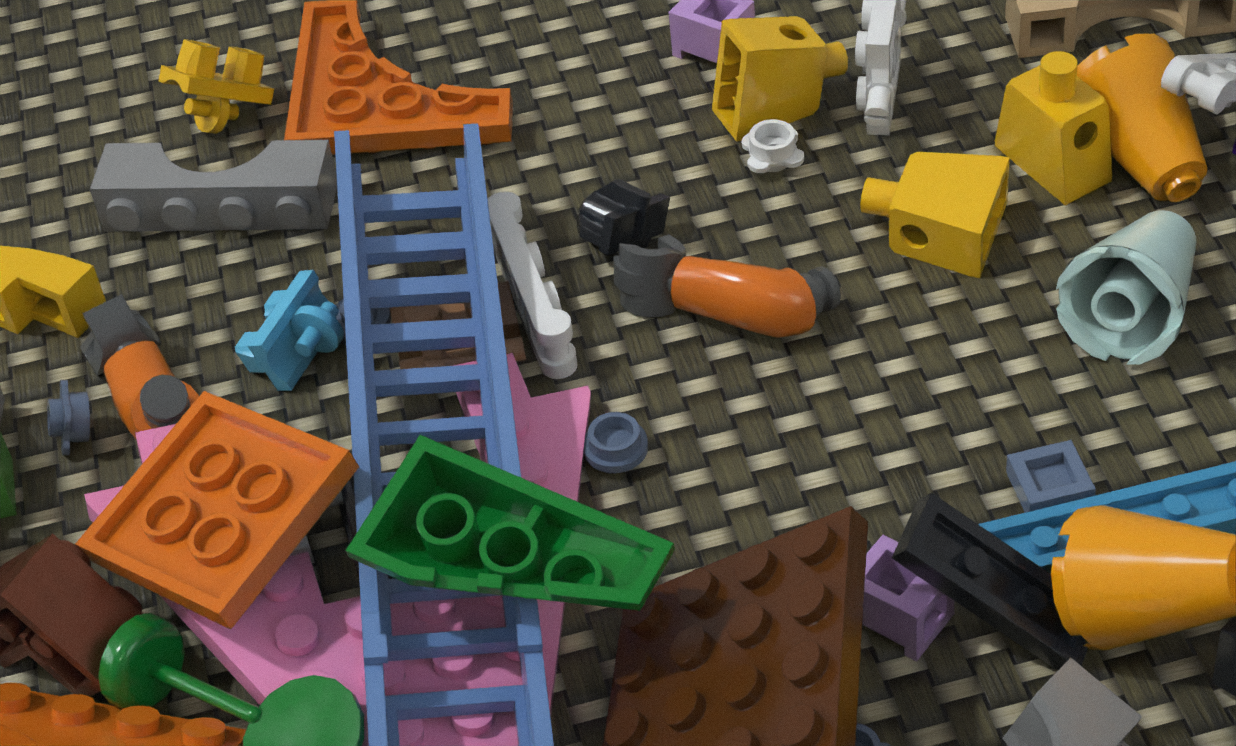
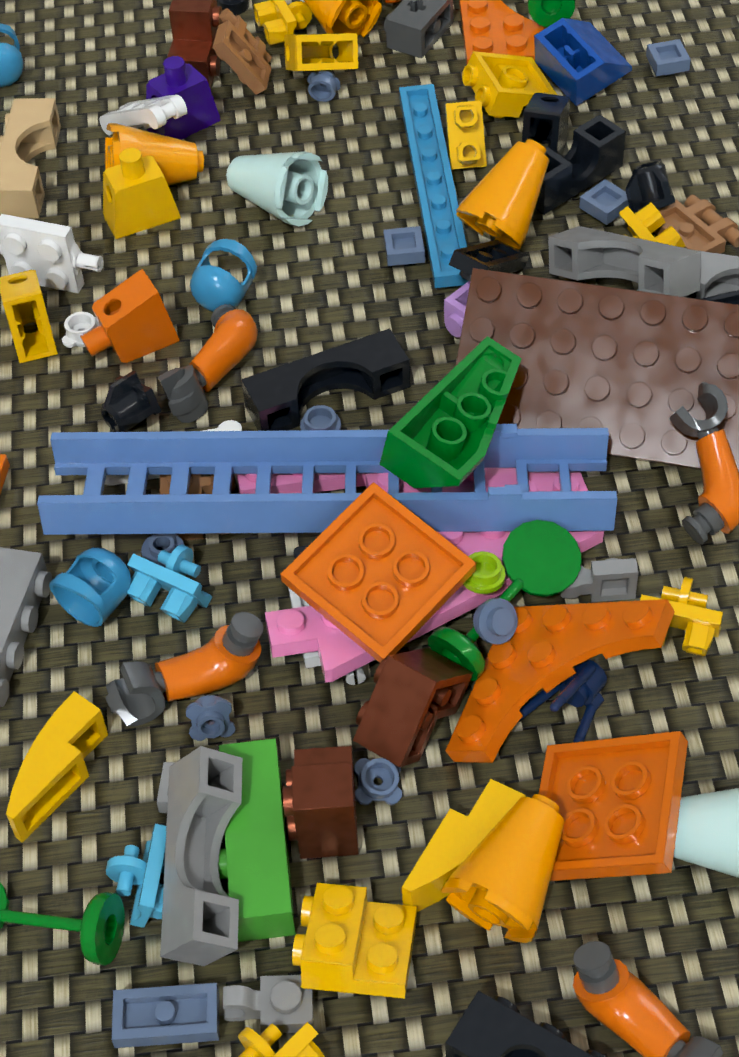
camera: 85 degrees left, 5 degrees up
(174, 688) = (495, 621): none -> sand blue plate
(258, 657) = (488, 574): none -> lime plate
(291, 248) = (92, 586): none -> dark azure helmet
(742, 478) = (368, 365): none -> black arch
(776, 184) = (131, 321): none -> orange torso
(889, 260) = (215, 286): none -> dark azure helmet
(943, 208) = (175, 251): yellow torso -> none

